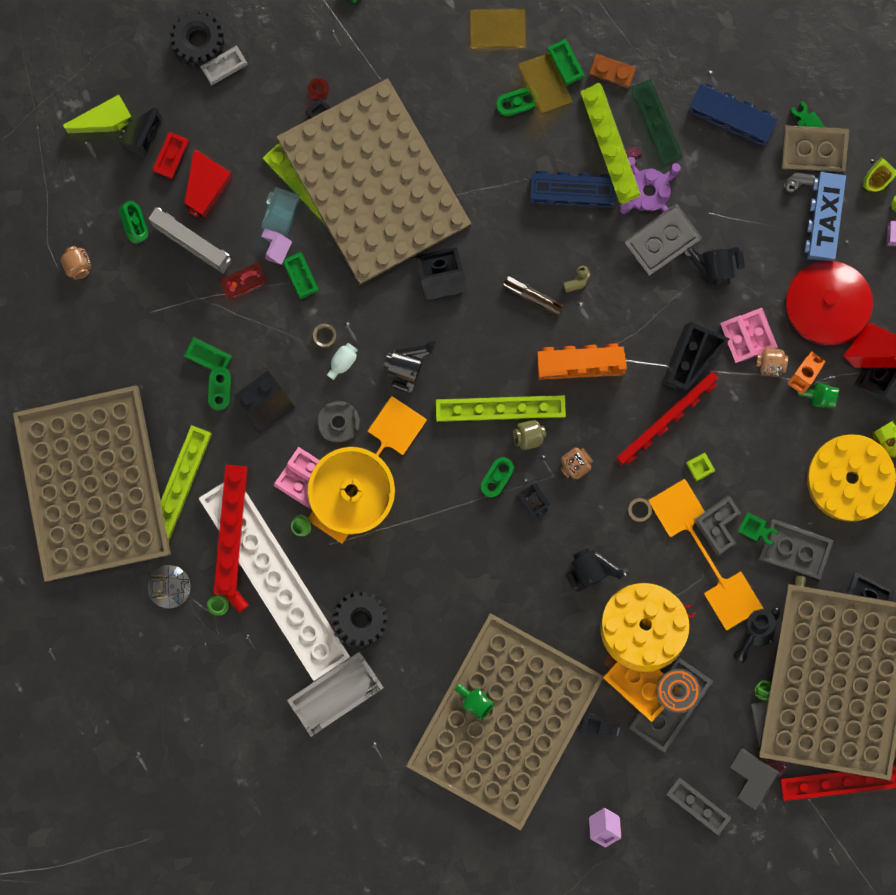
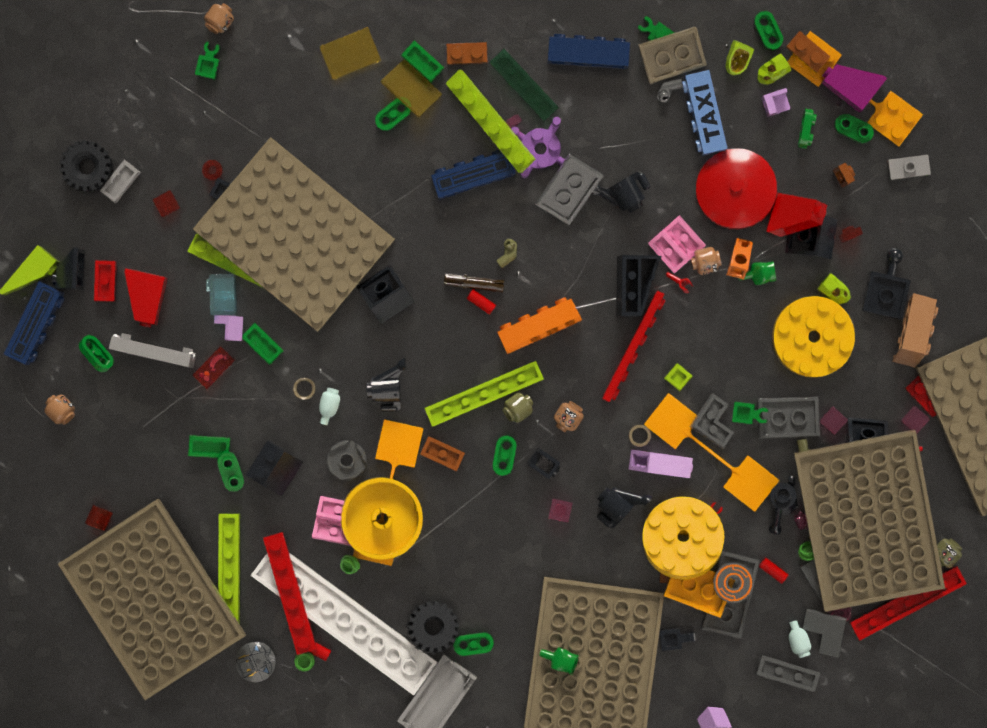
camera: 25 degrees left, 5 degrees up
(71, 383) = (98, 517): none -> clear red plate
(85, 170) = (34, 323): none -> dark blue brick
(260, 104) = (166, 203): none -> clear red plate
(393, 653) = (474, 646): none -> green plate
(436, 451) = (442, 453): none -> dark orange plate
(531, 553) = (560, 510): none -> clear pink plate
(533, 317) = (481, 301): none -> red axle
(650, 545) = (660, 463): none -> lavender slope
(722, 777) = (799, 640): none -> light aqua plant
(723, 696) = (773, 570): none -> red axle
(739, 374) = (682, 282): none -> red hand
(769, 657) = (800, 520): none -> clear pink plate
(839, 570) = (833, 420): none -> clear pink tile

